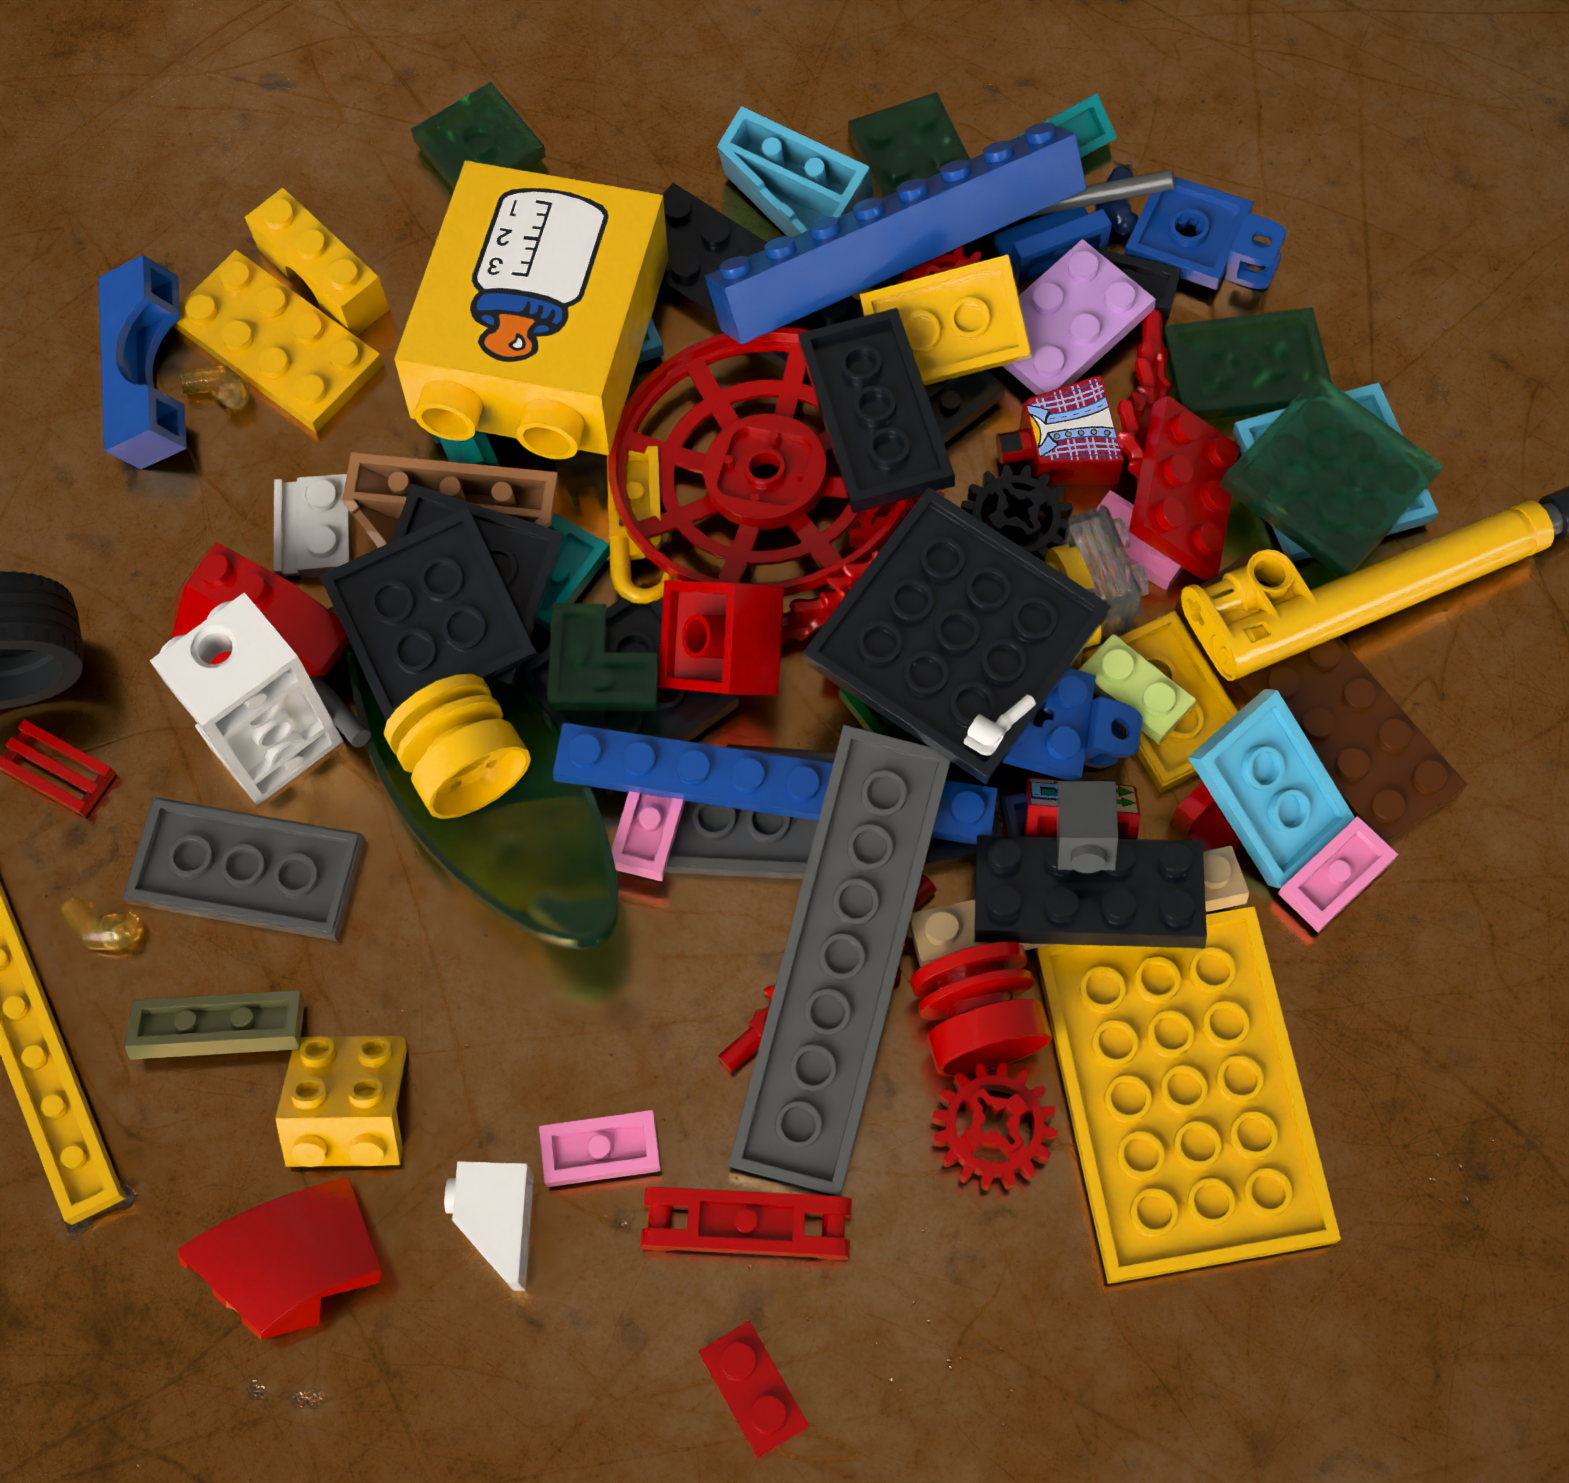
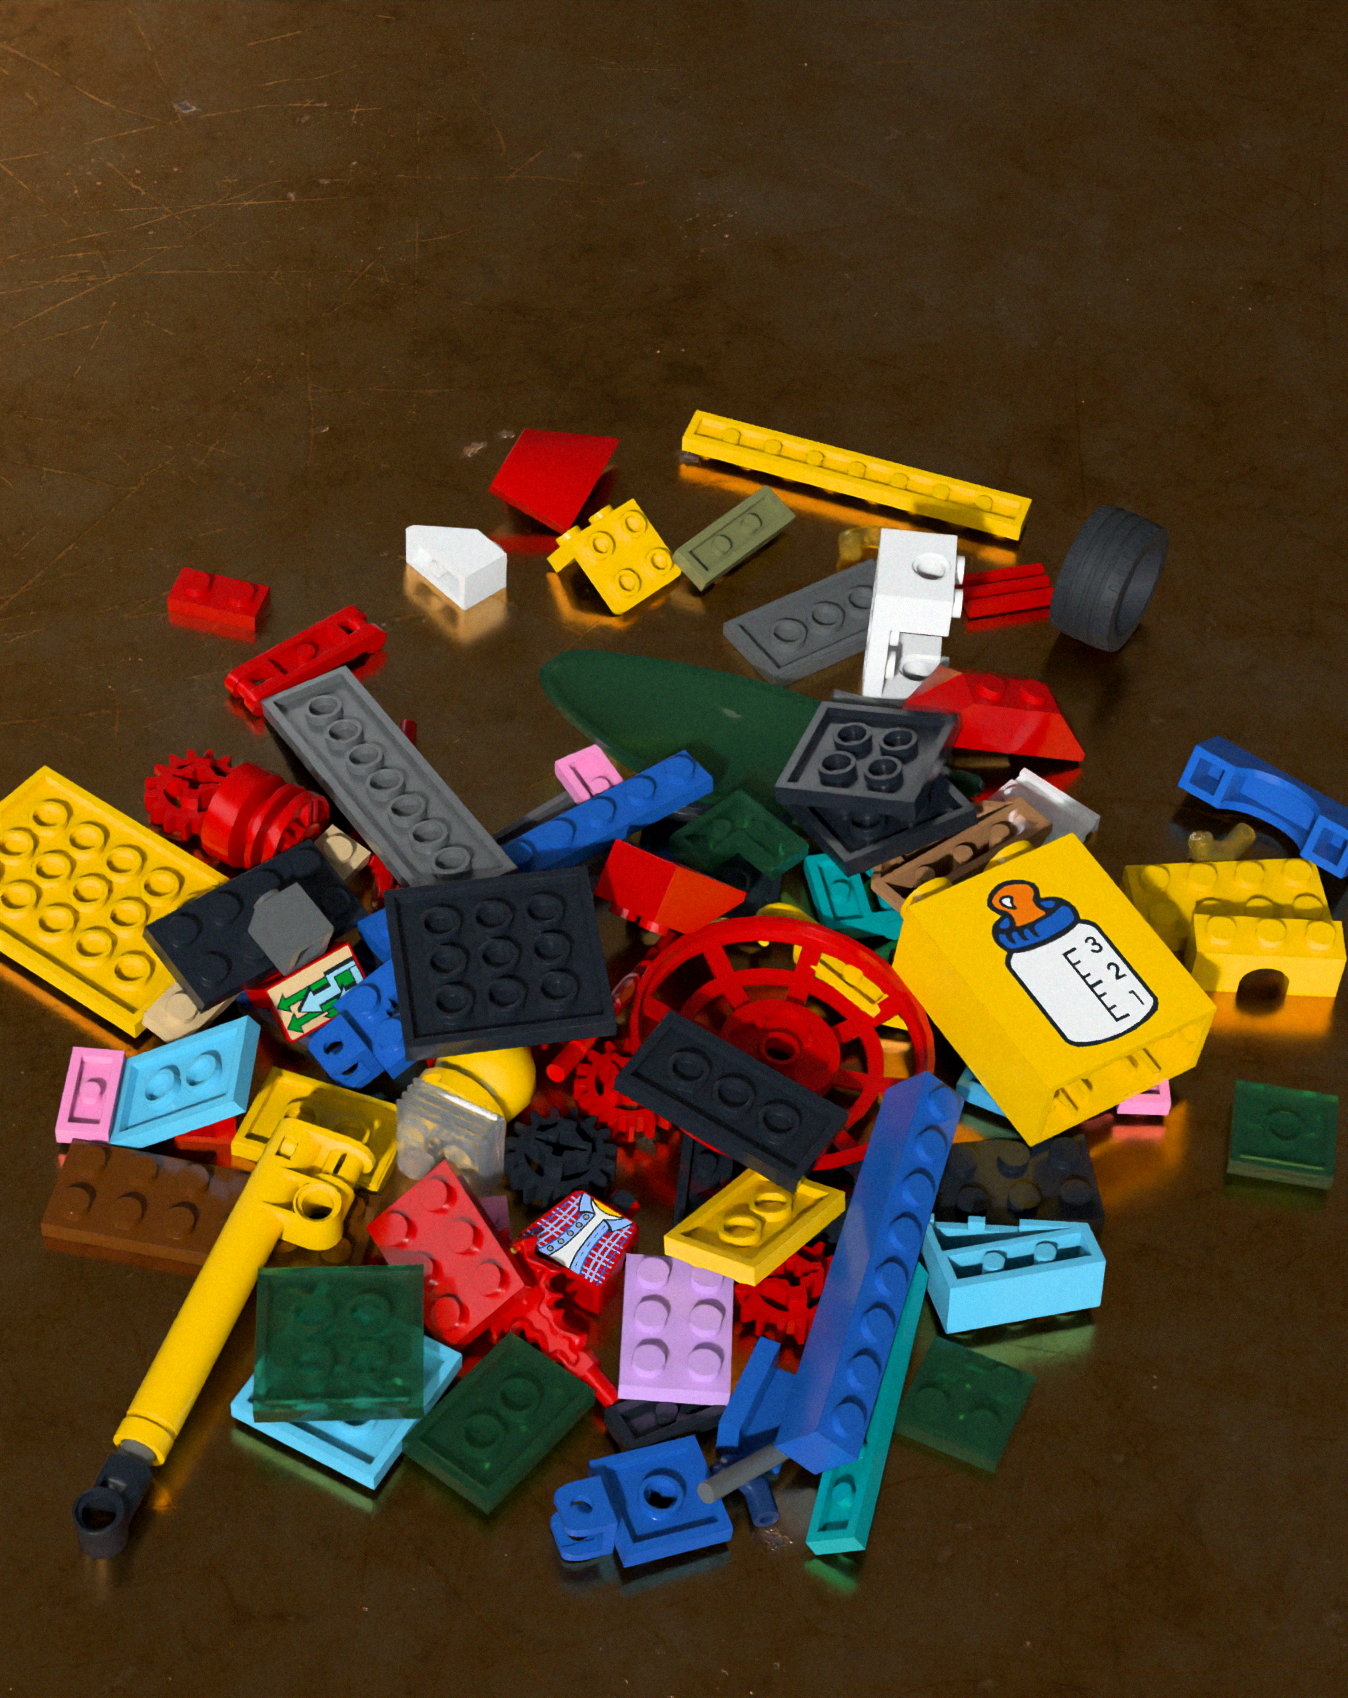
camera: 130 degrees right, 20 degrees down
(456, 746) = (759, 716): yellow wheel -> none
(599, 1148) = (435, 632): bright pink plate -> none
(986, 735) = (407, 898): white hand -> none
(1134, 681) = (350, 1101): yellowish green plate -> none

